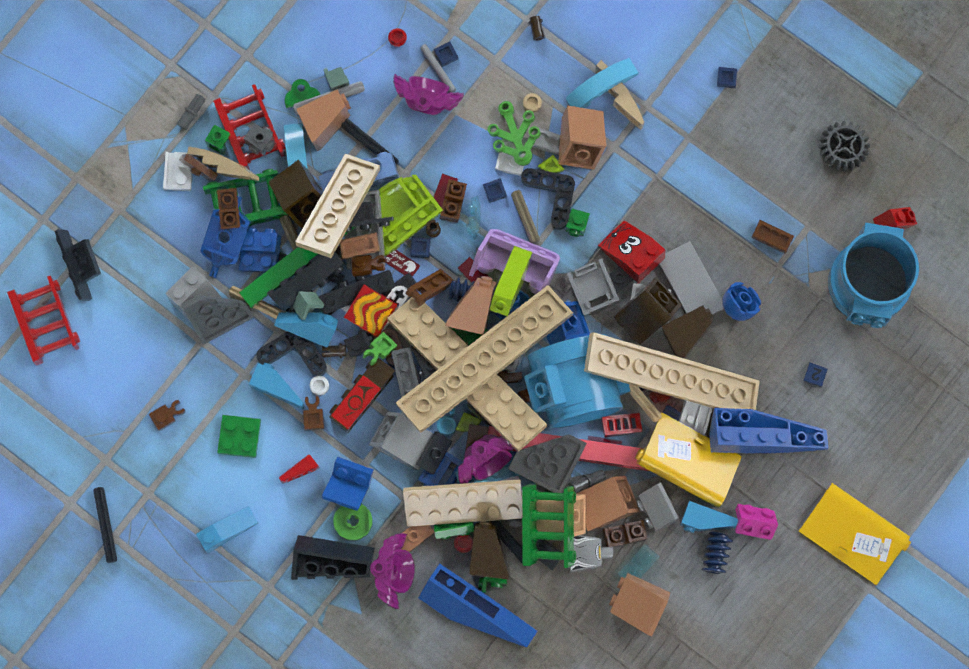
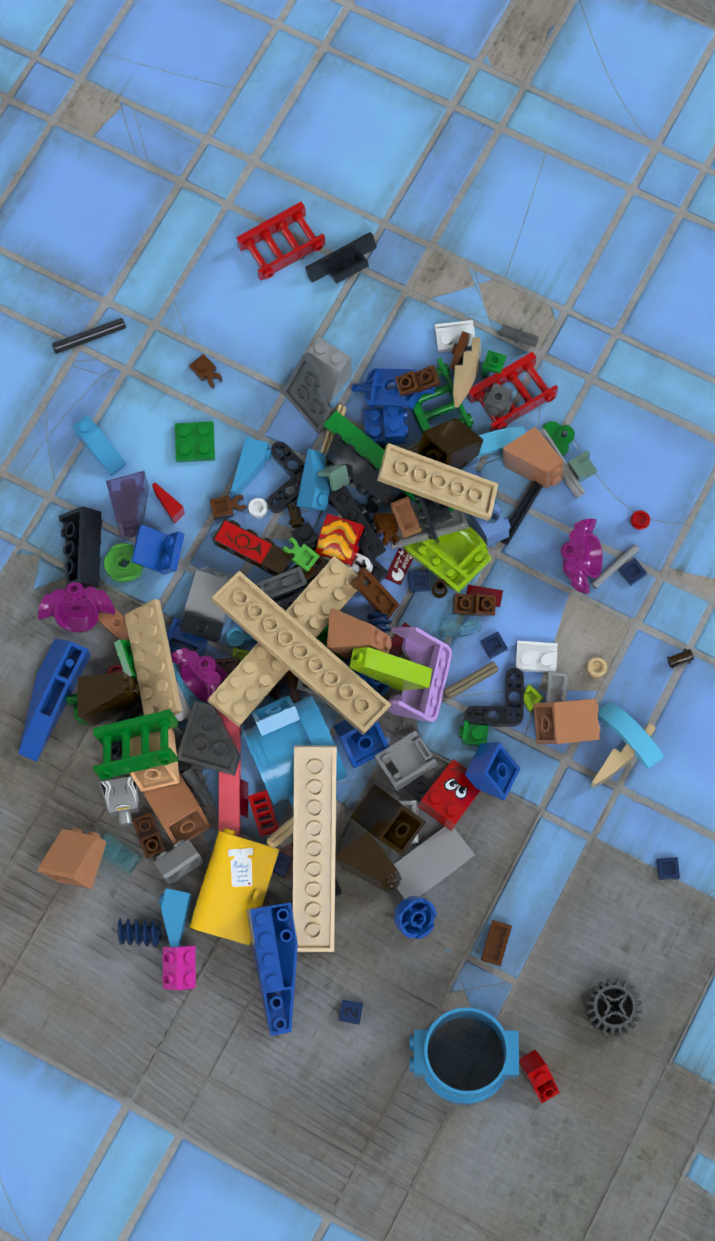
camera: 85 degrees right, 5 degrees down
(295, 506) = (129, 501): none -> clear purple slope
(515, 135) = (556, 654): bright green plant -> none
(616, 210) = (492, 770): none -> blue slope
(695, 416) = (280, 888): white plate -> none
(847, 523) = (182, 1078): yellow door -> none

